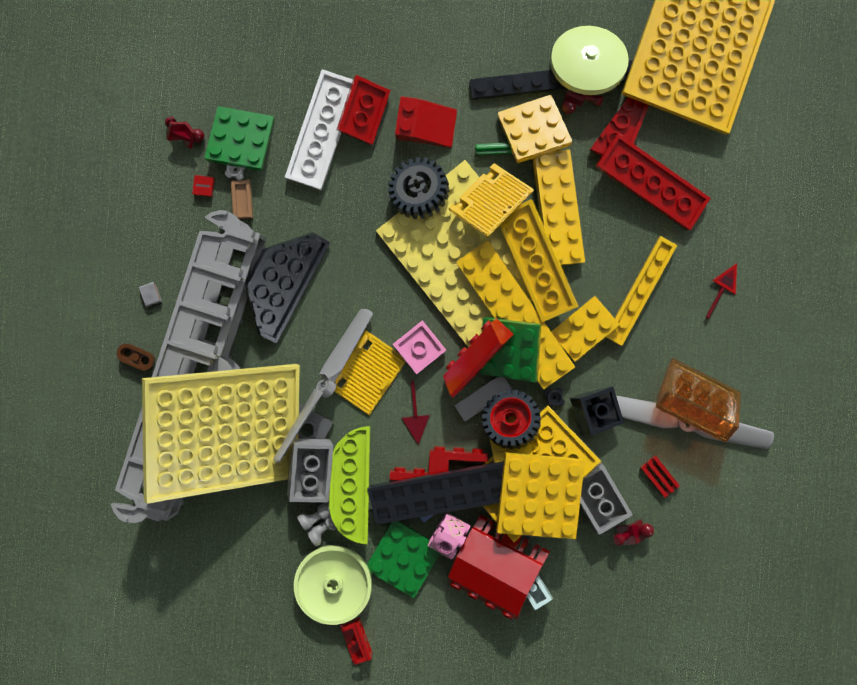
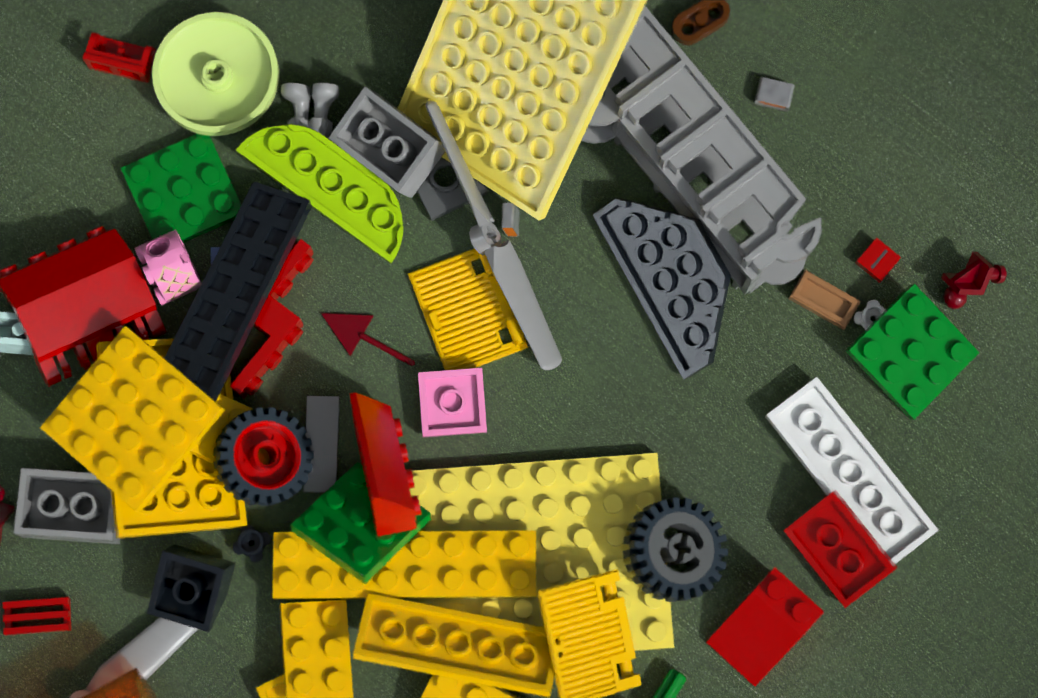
camera: 125 degrees right, 10 degrees down
(306, 382) = (510, 219): none -> flat silver piece

